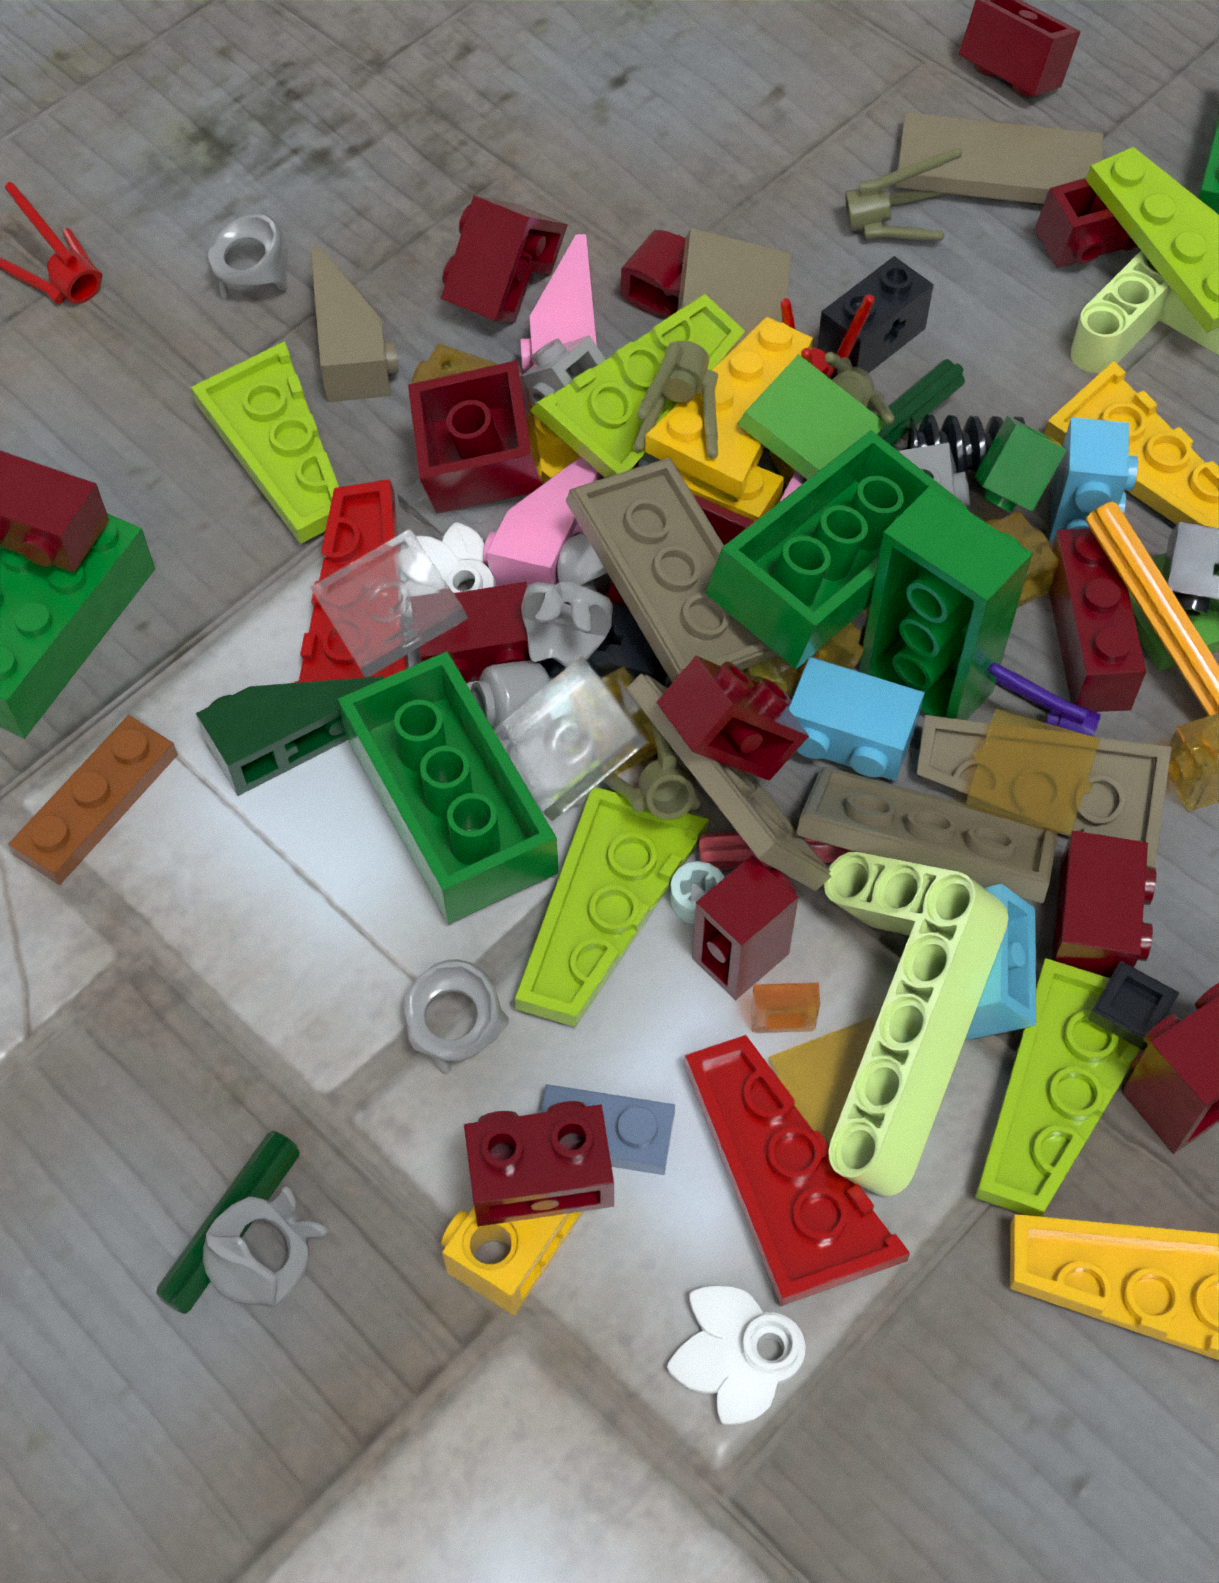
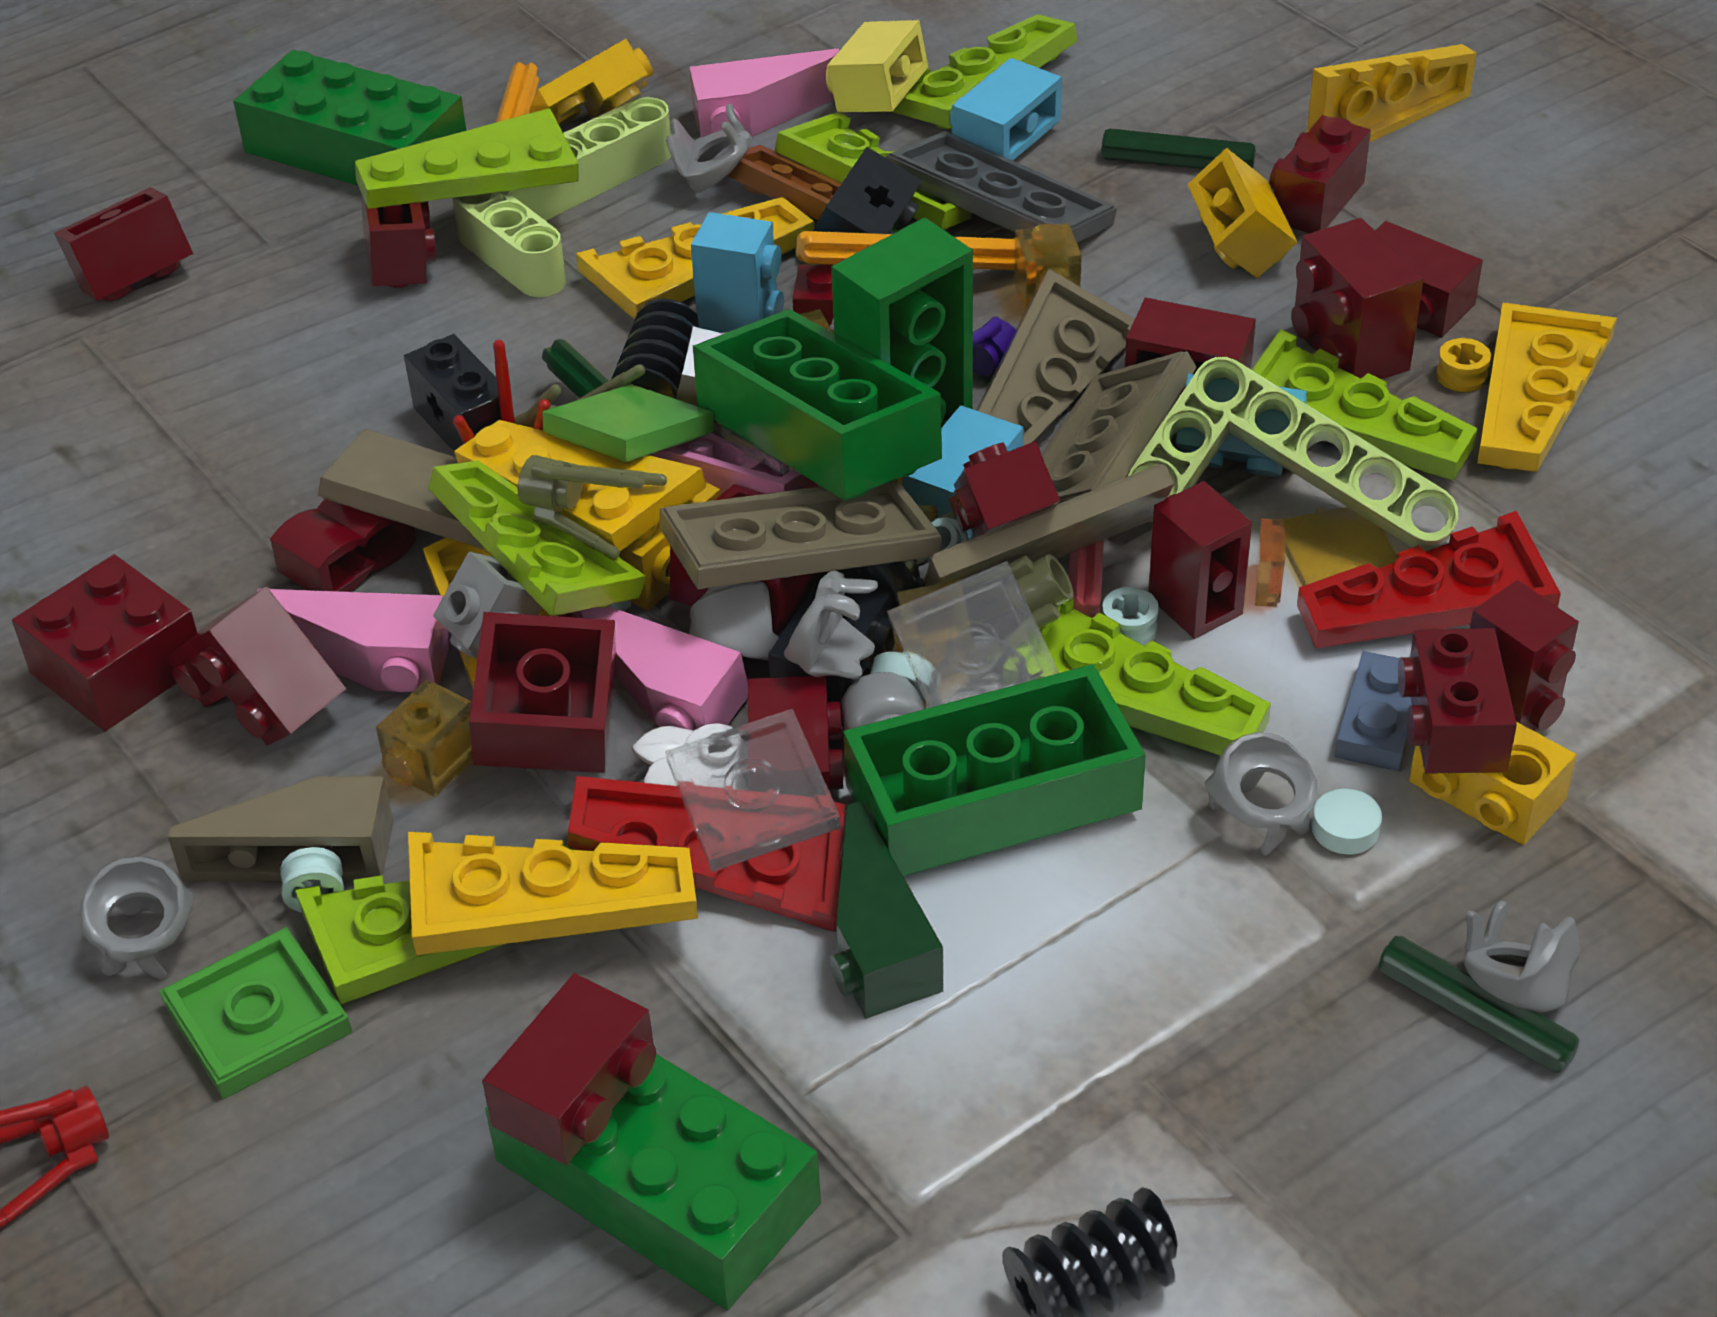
camera: 80 degrees left, 15 degrees down
(93, 799) = (933, 1121): dark orange plate -> none
(181, 351) = (255, 1012): none -> bright green tile
(274, 480) = (517, 894): none -> yellow wing
(303, 351) = (306, 865): none -> light aqua bush
(448, 1100) = (1346, 821): none -> light aqua tile
(533, 161) = (105, 641): none -> dark red brick
(636, 1237) = (1534, 648): none -> dark red brick
(726, 1355) = (1613, 640): white plate -> none
(871, 205) = (295, 384): olive plant -> none
(996, 157) = (264, 297): dark tan tile -> none
(1018, 466) = (712, 299): green brick -> none
(1033, 772) = (1048, 364): clear yellow piece -> none
(1132, 1004) = (1292, 344): black tile -> none
(1191, 1186) = (1463, 365): none -> yellow bush

